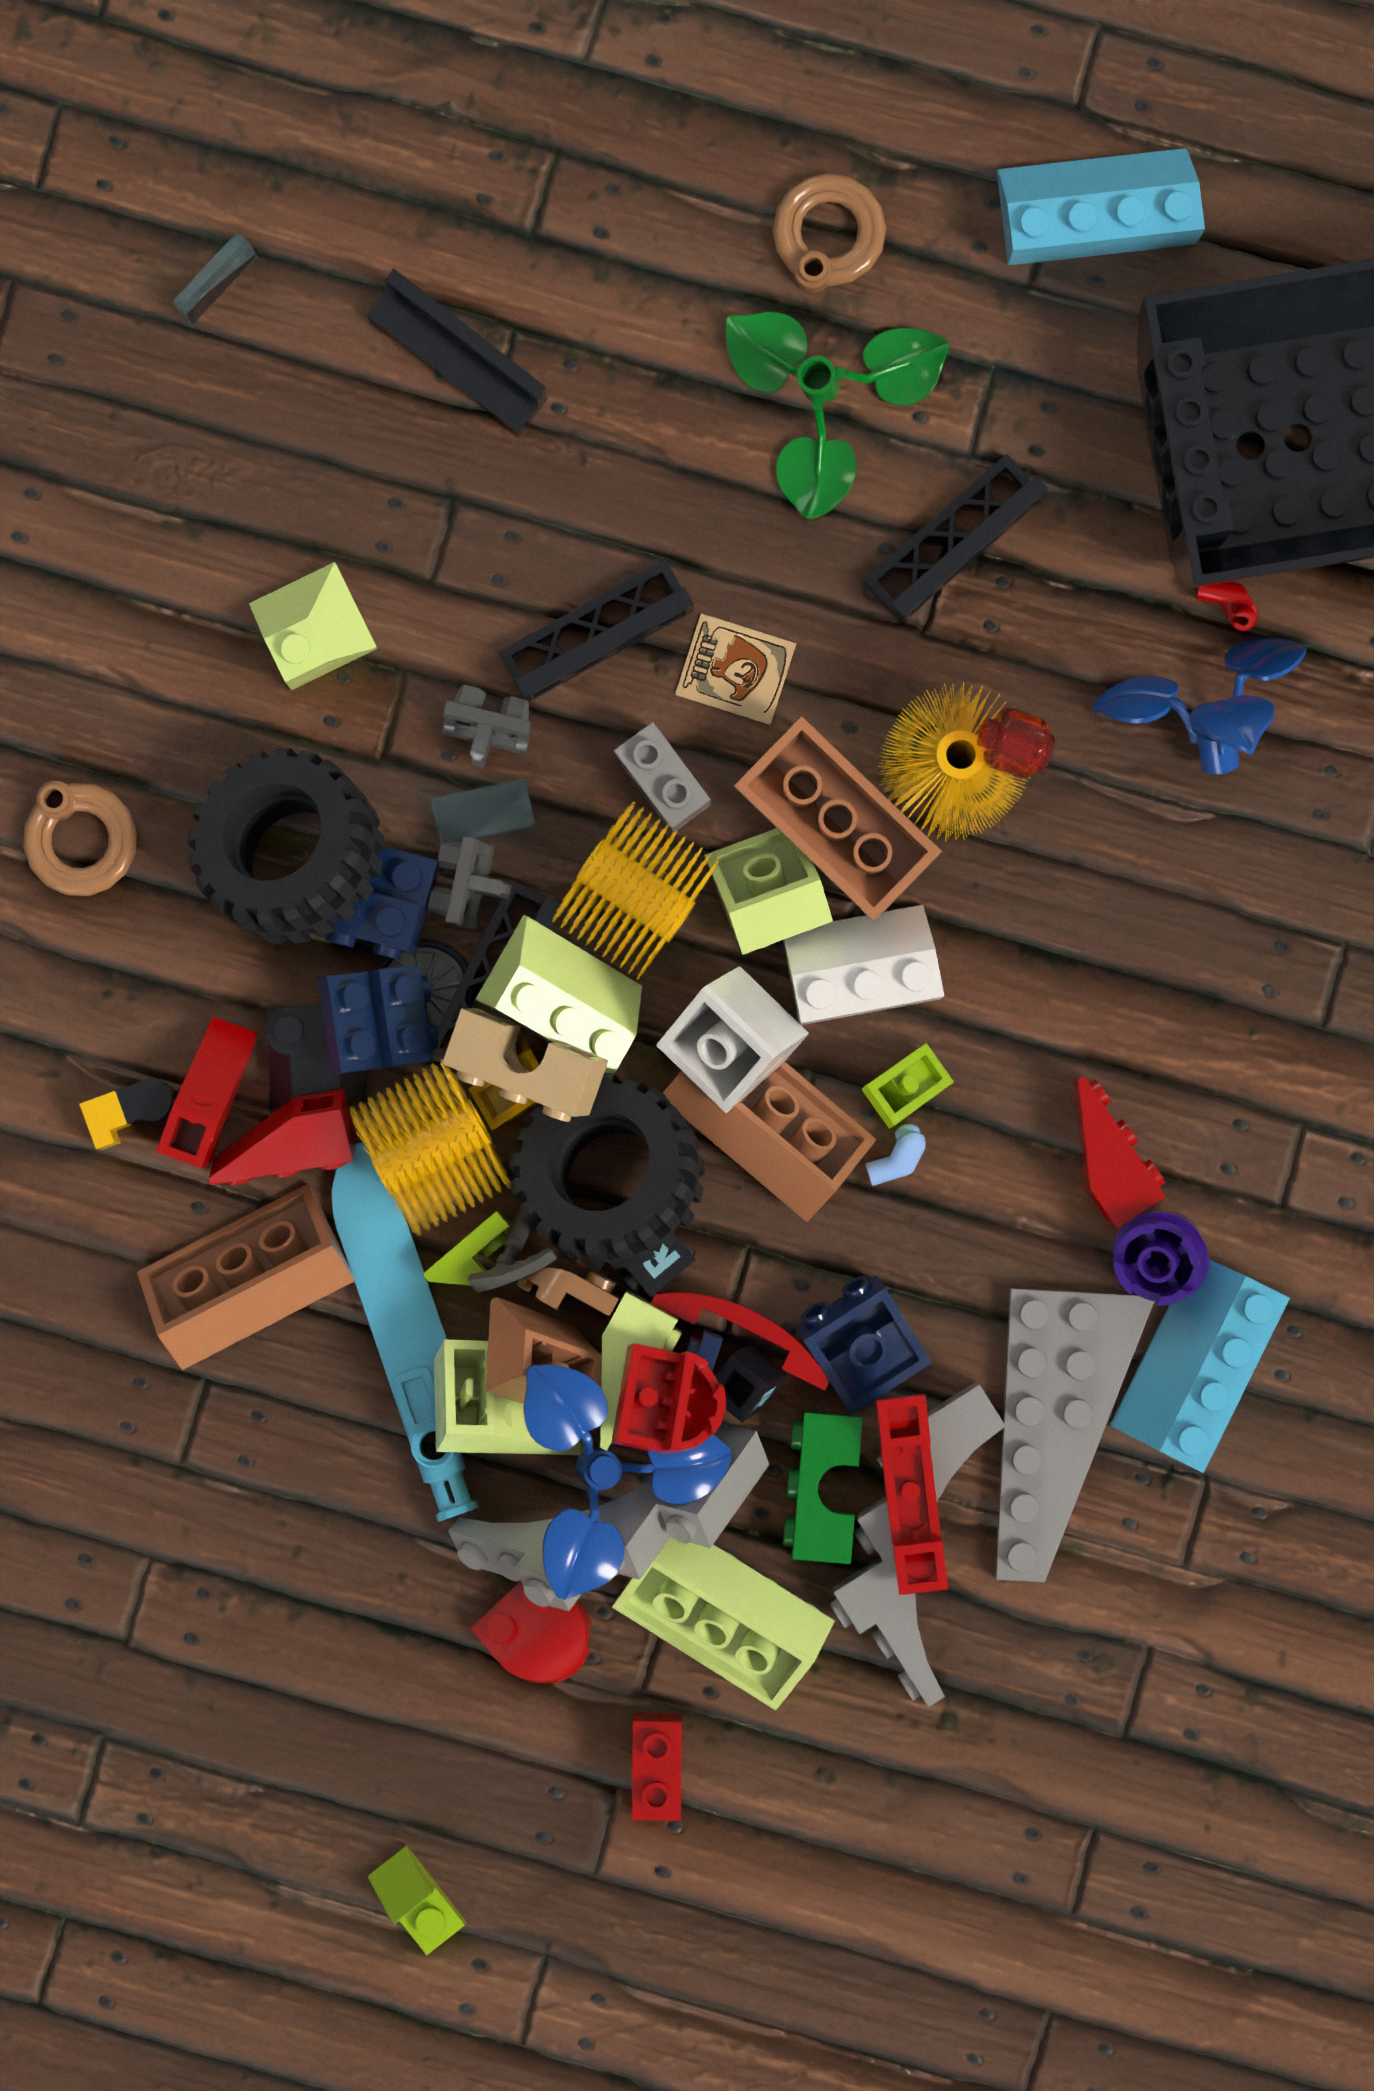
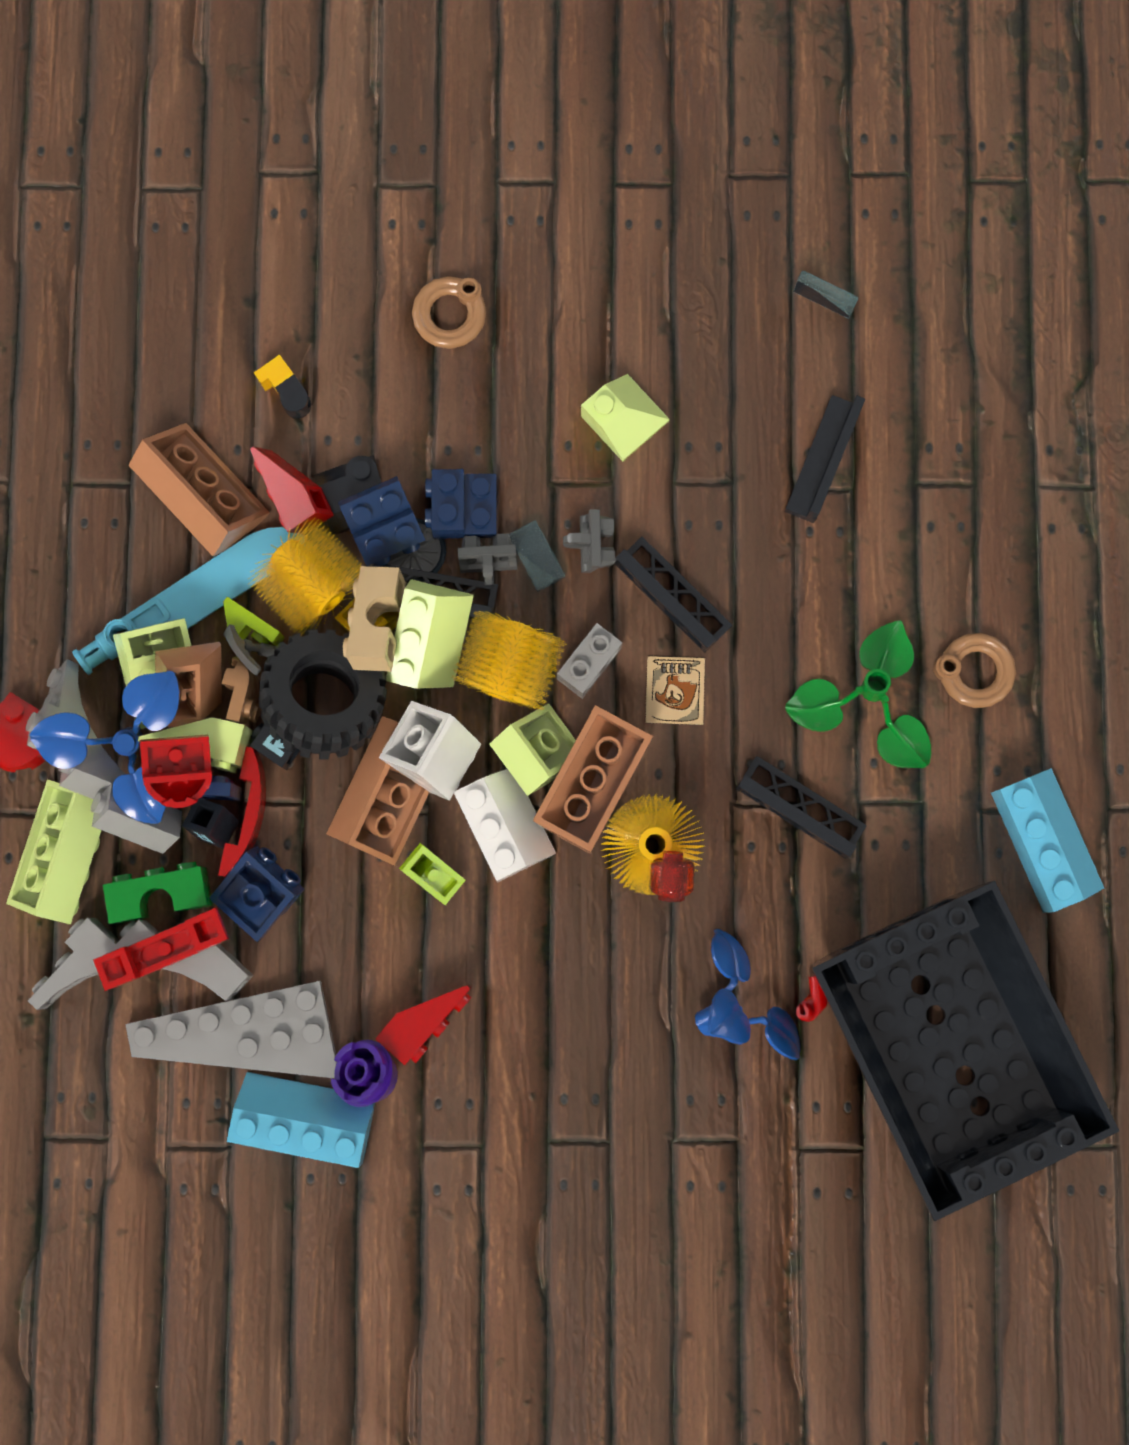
camera: 75 degrees right, 5 degrees down
(207, 1094) = (306, 432): red slope -> none
(252, 802) = (484, 400): black tyre -> none
(903, 1159) = (385, 885): light blue arm -> none

